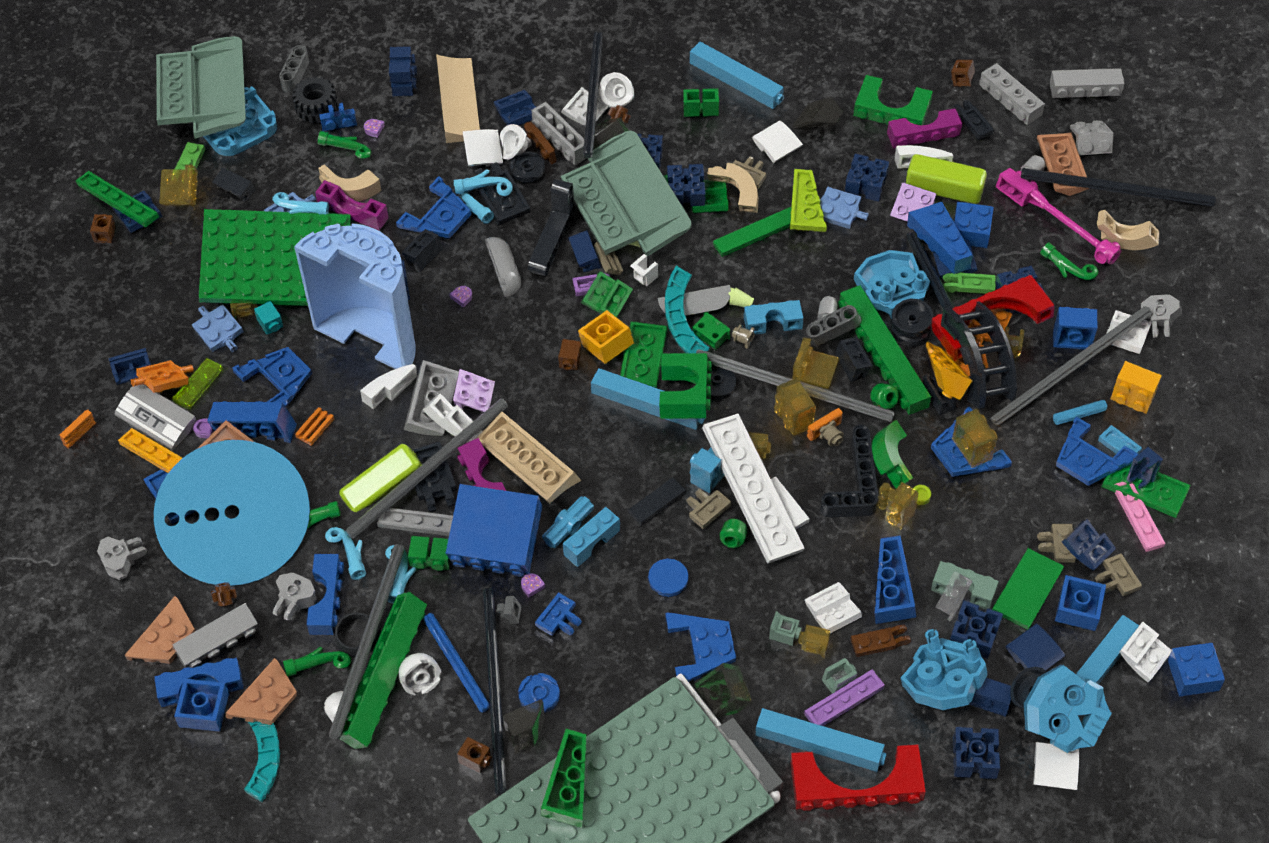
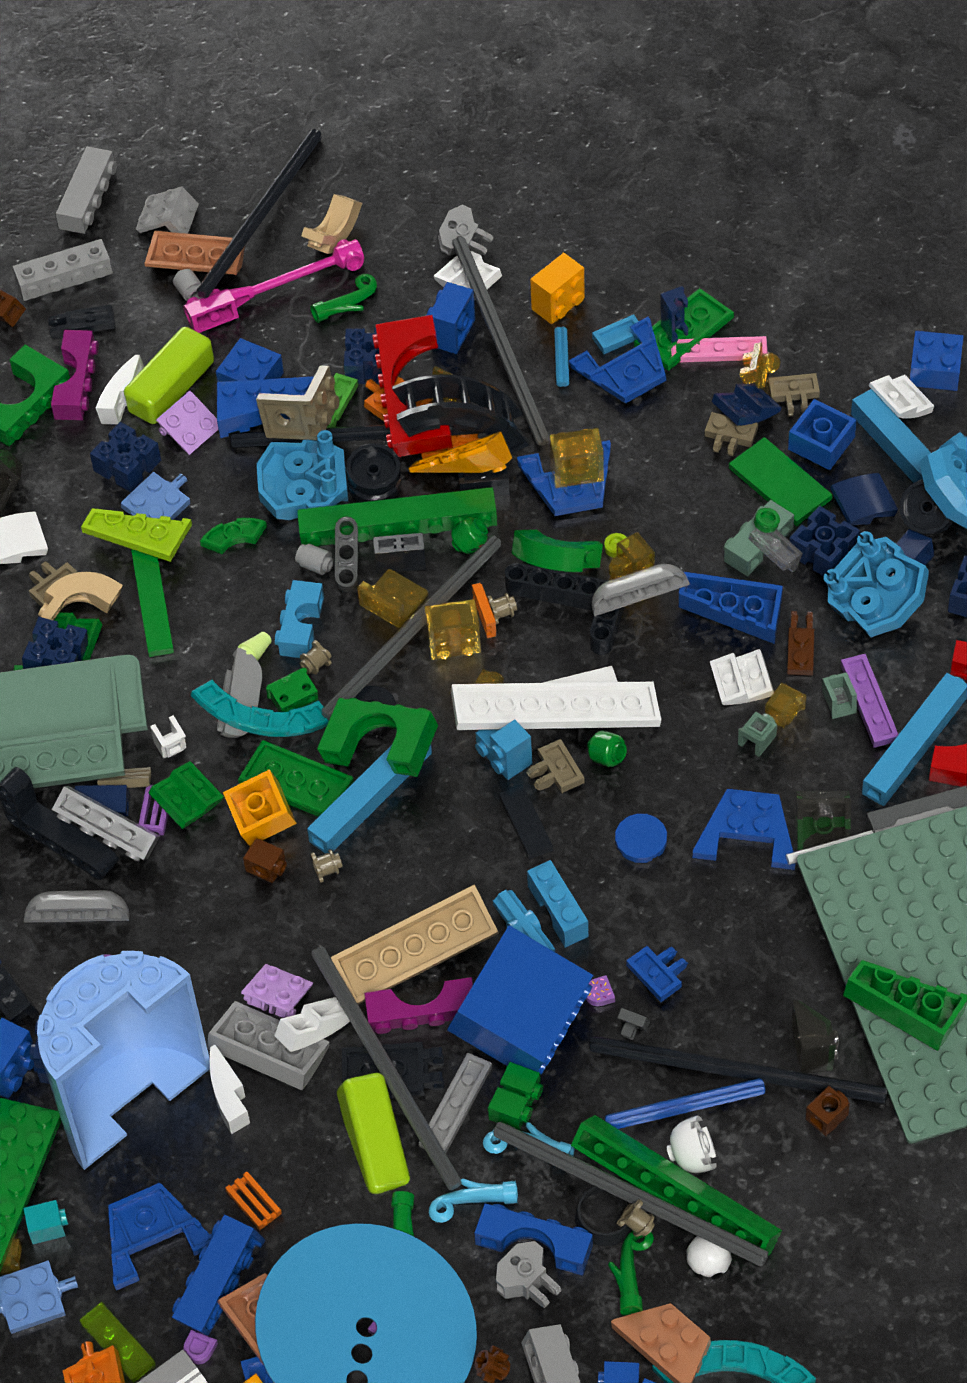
camera: 70 degrees left, 0 degrees up
(347, 649) = (637, 1219): none -> dark tan brick
(539, 687) = (758, 1021): blue tile -> none
(561, 254) = (105, 822): none -> light grey brick
(578, 390) = (326, 864): none -> dark tan brick
(833, 259) = (226, 535): none -> green tile
(874, 510) = (637, 587): none -> light grey brick
(937, 260) = (306, 412): none -> dark tan bracket
(970, 579) = (766, 520): none -> green tile
(1129, 543) = (758, 365): none -> clear yellow hips

